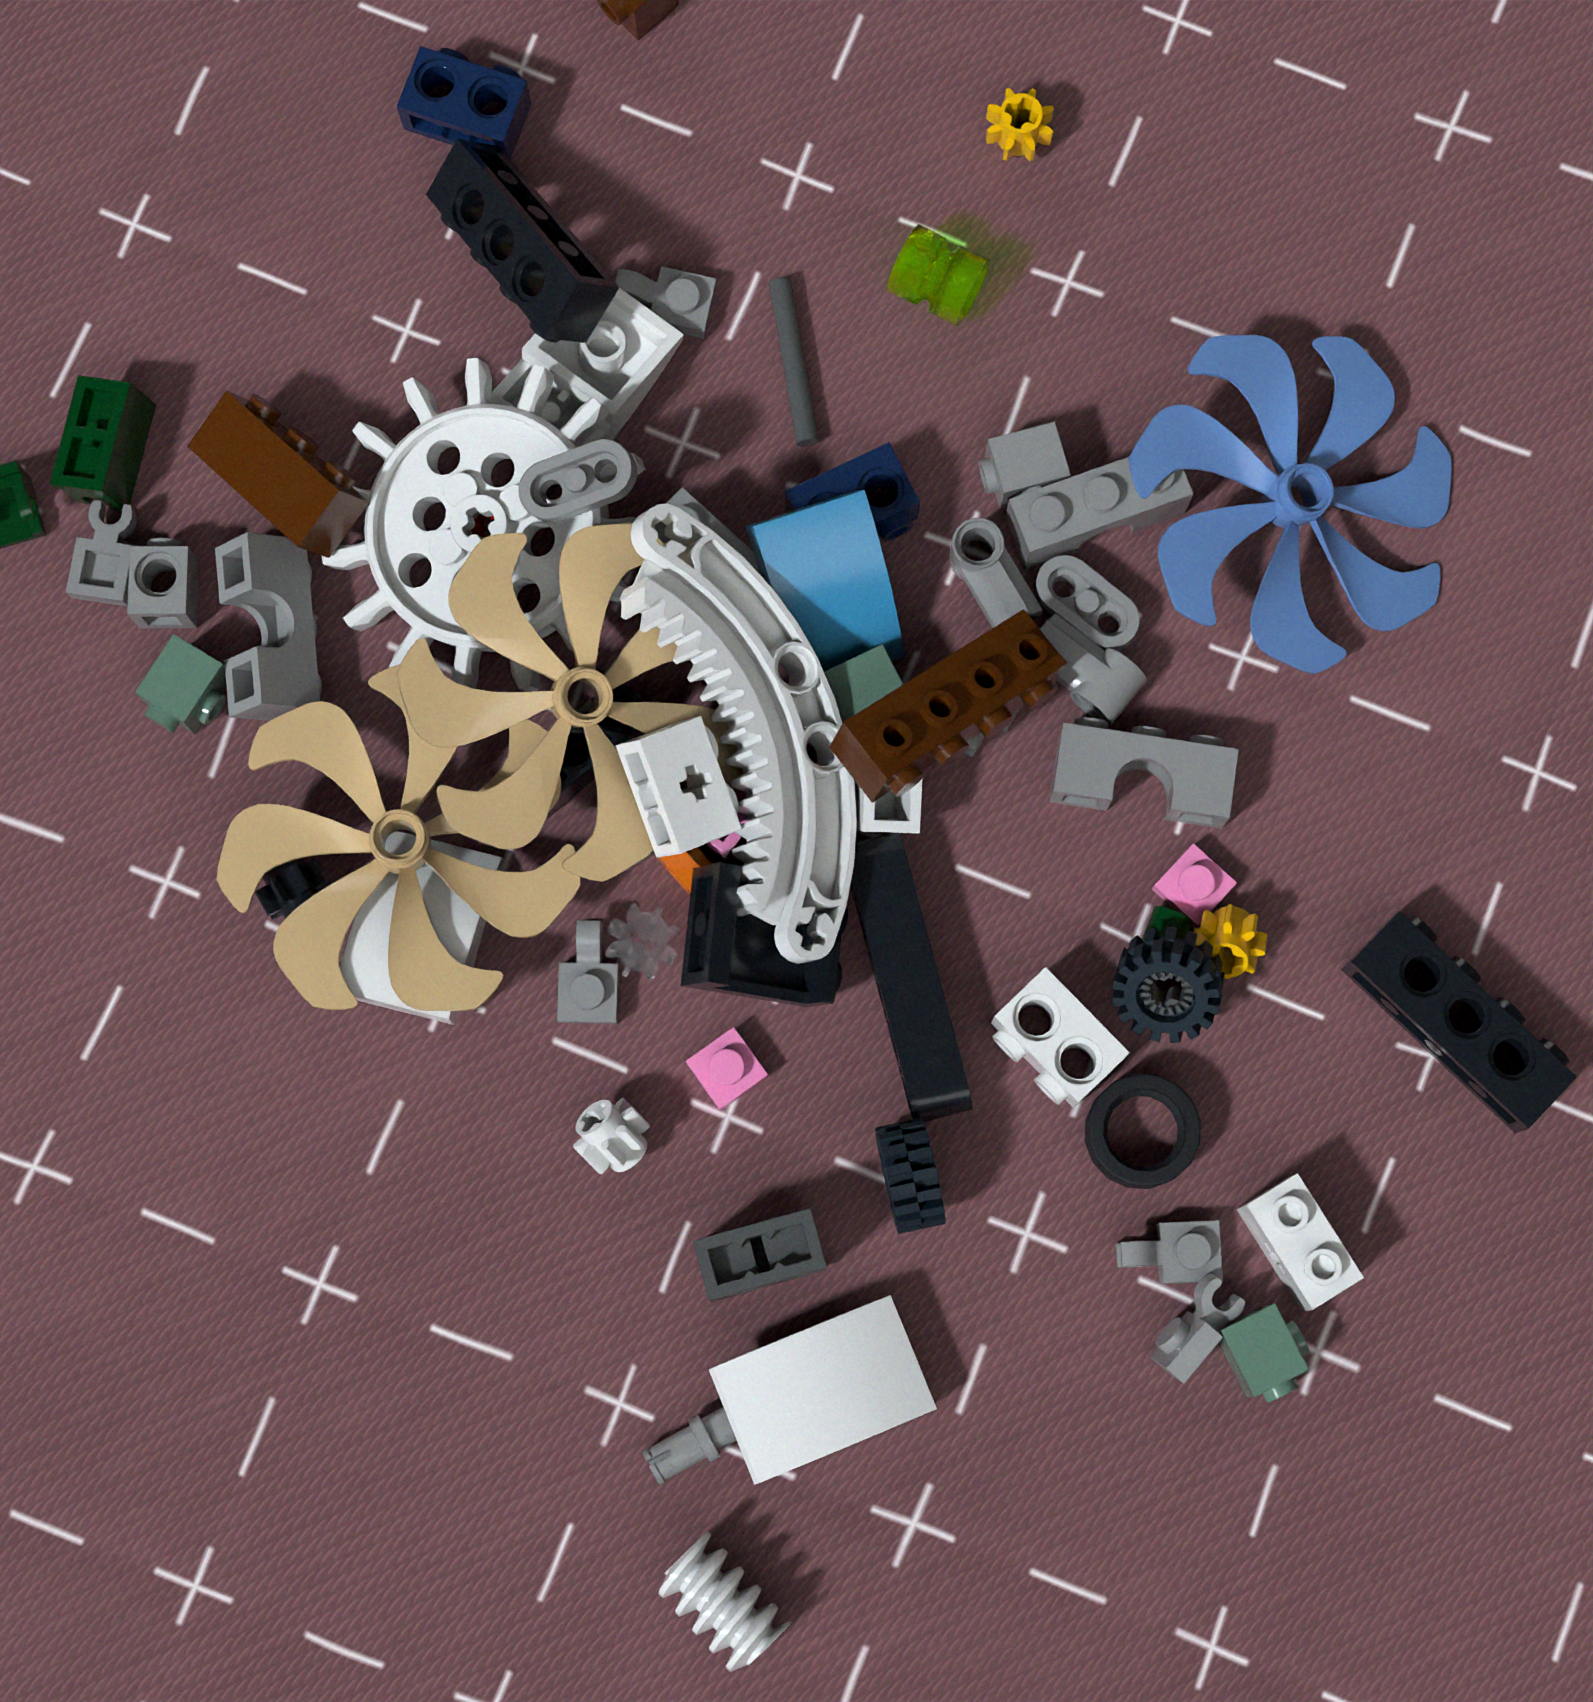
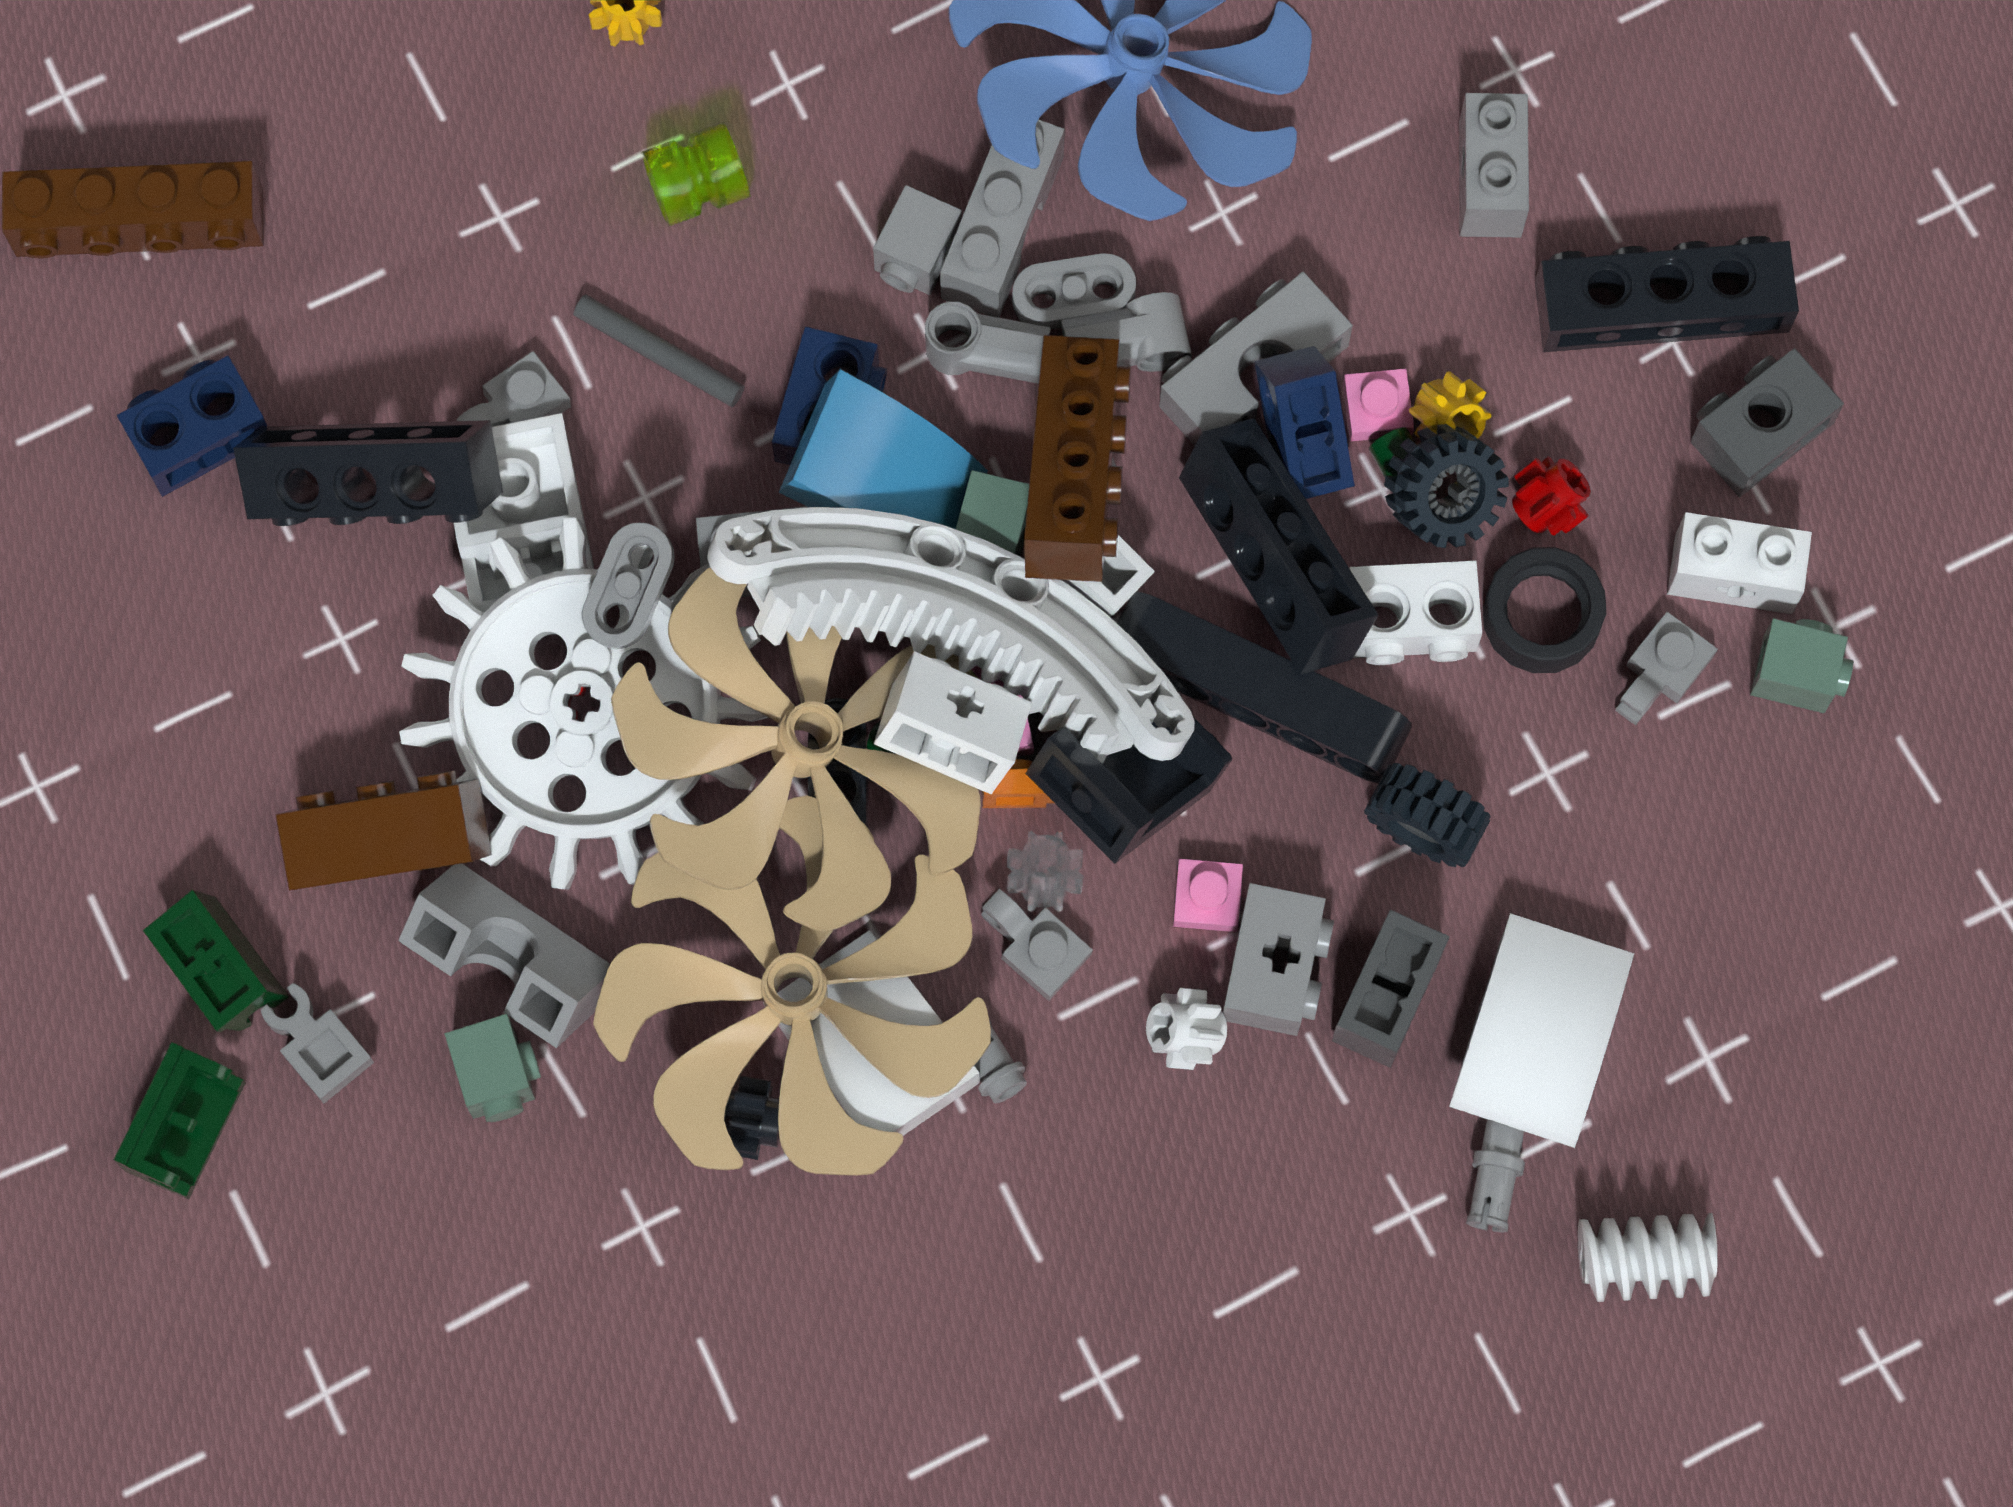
camera: 50 degrees left, 5 degrees down
(170, 608) = (403, 1035): light grey brick -> none
(474, 1027) = (999, 1073): none -> light grey pin
(733, 1126) = (1271, 922): none -> light grey brick
(1015, 903) = (1278, 546): none -> black brick
(1123, 845) = (1305, 420): none -> dark blue brick
(1190, 1339) = (1745, 710): light grey plate -> none
(1230, 1065) = (1551, 496): none -> red gear
(1390, 1178) = (1748, 453): none -> dark grey brick
(1445, 816) = (1493, 165): none -> light grey brick

